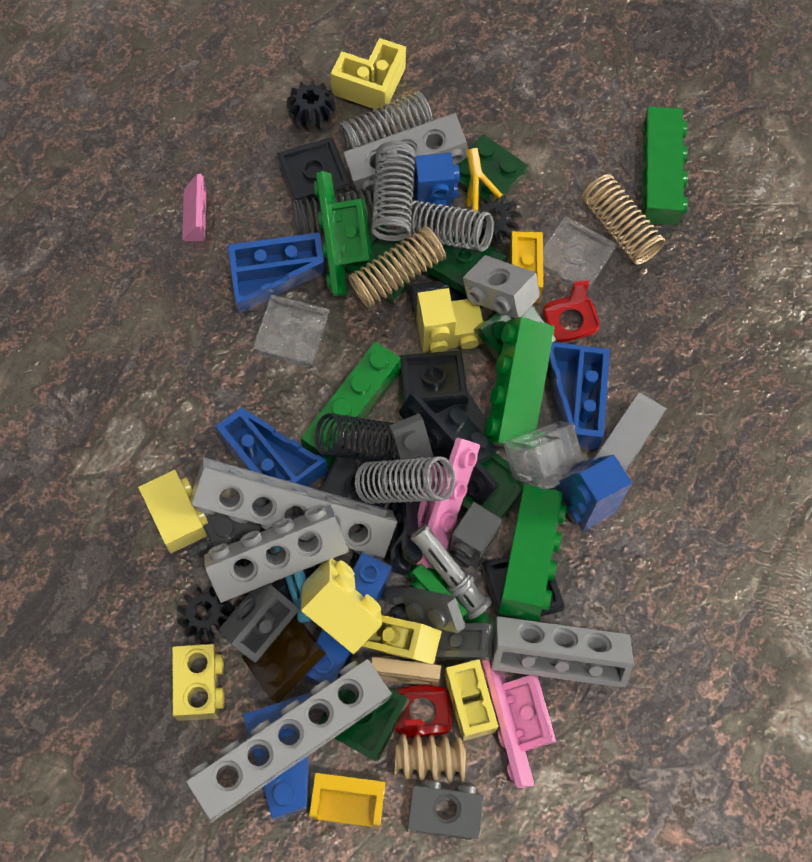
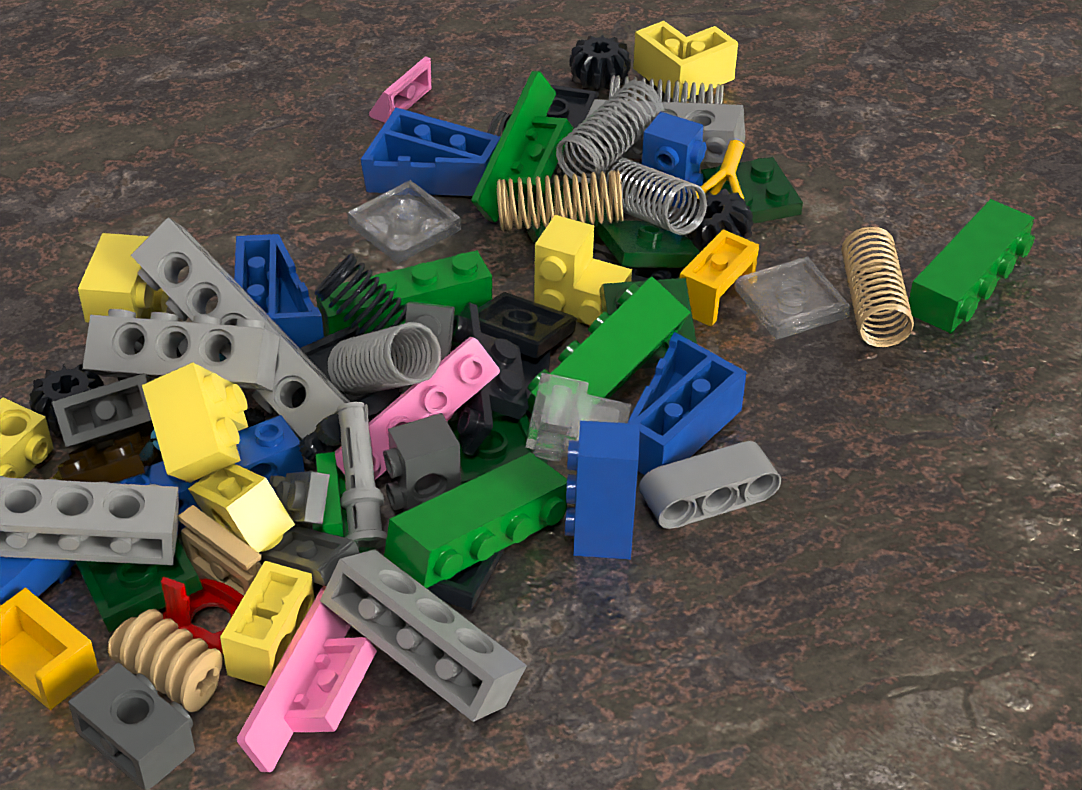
camera: 35 degrees right, 25 degrees down
(501, 287) = (660, 253): light grey brick -> none
(578, 302) = (752, 335): red piece -> none

